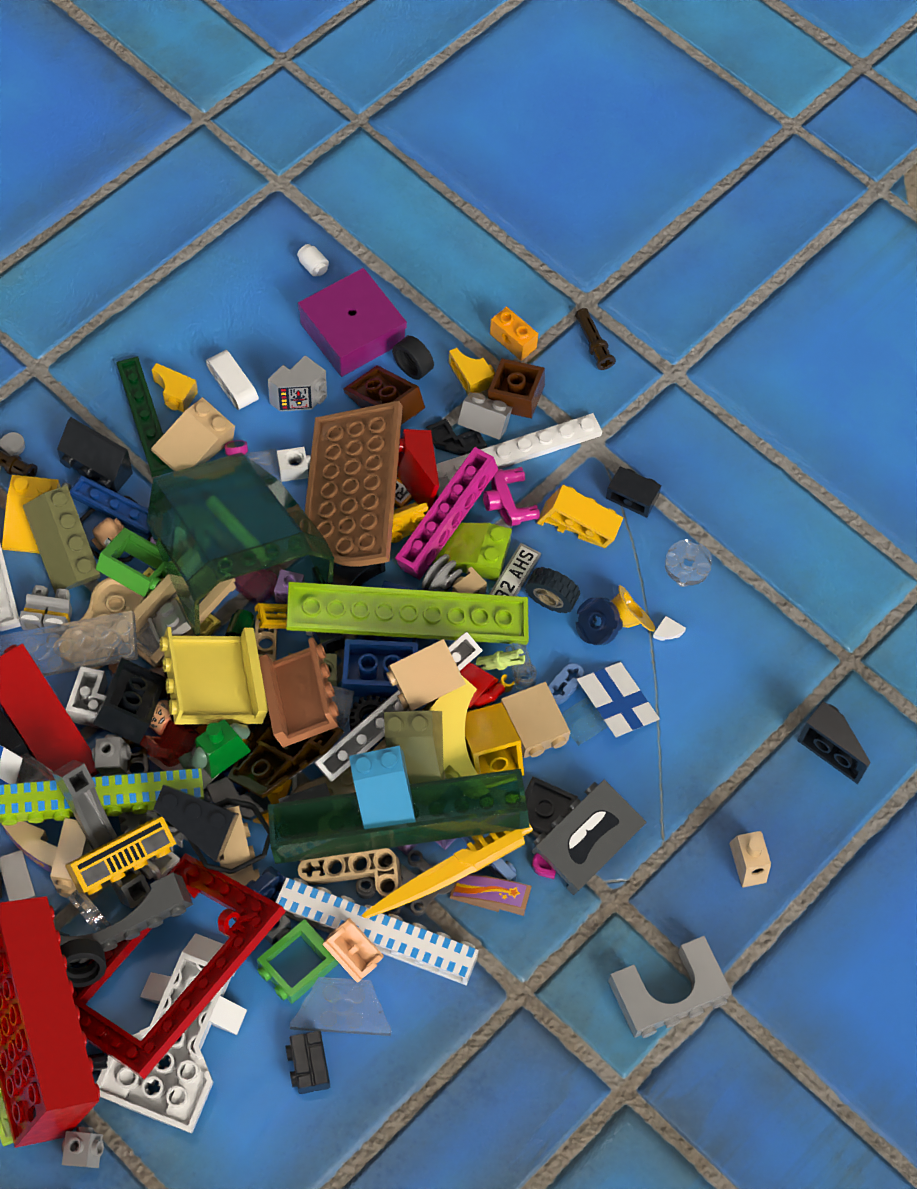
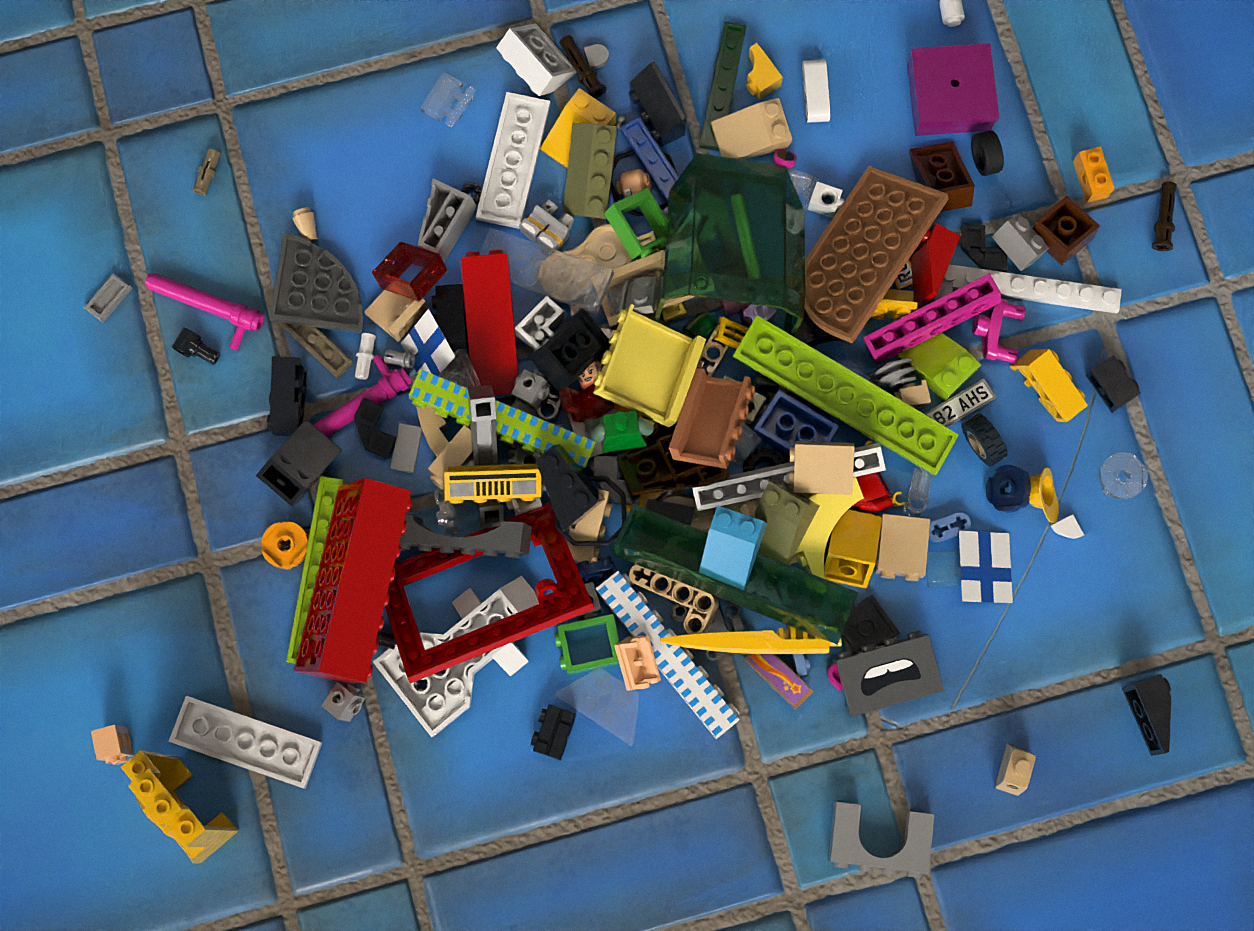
camera: 35 degrees right, 15 degrees up
(89, 949) = (425, 547): black tyre -> none
(298, 387) = (869, 130): light grey piece -> none
(472, 373) = (1034, 196): yellow arch -> none
(501, 660) = (903, 478): yellowish green pin -> none

